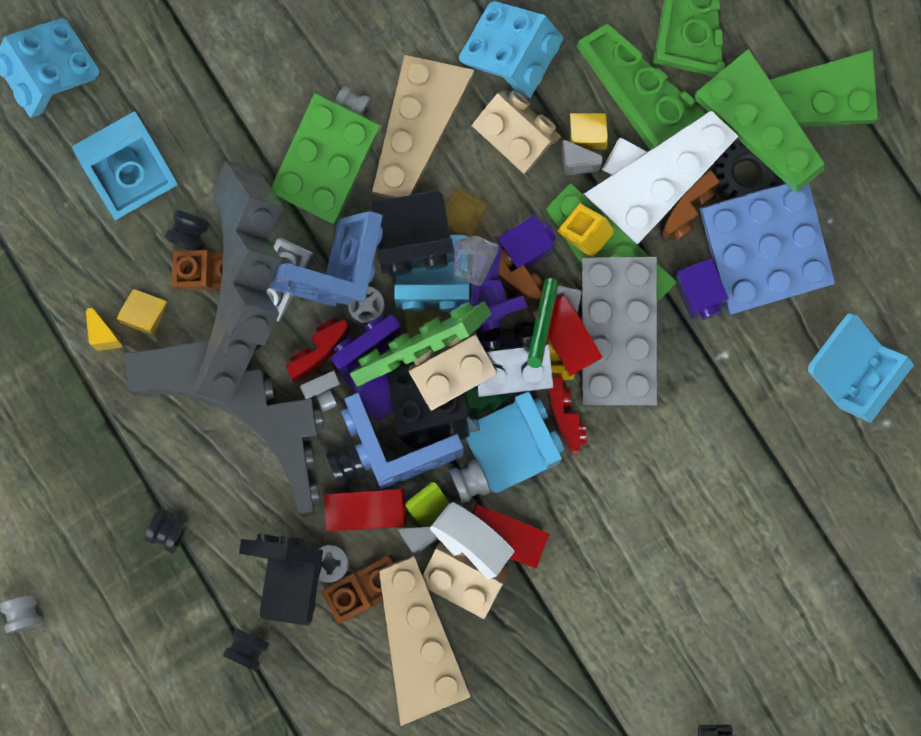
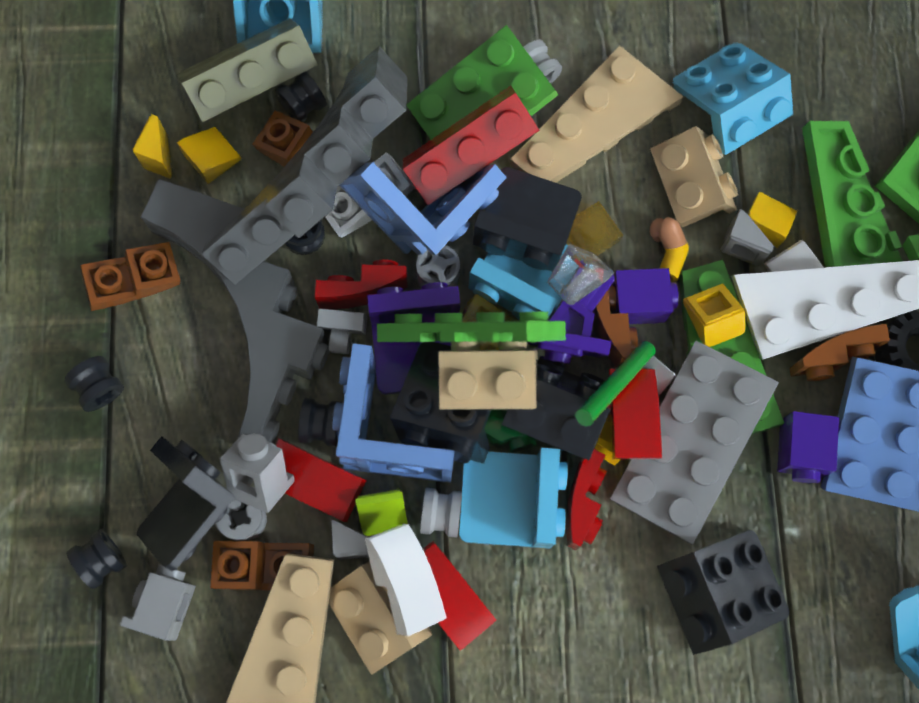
camera: 25 degrees right, 5 degrees down
(135, 232) = (247, 69): none -> olive brick
(141, 437) = (130, 278): none -> dark orange slope
(310, 653) = (160, 604): none -> light grey brick
(326, 515) = (258, 461): none -> light grey brick
(340, 203) = (469, 145): none -> red brick
(529, 190) = (674, 243): none -> arm
(696, 425) = (724, 592): none -> black bracket

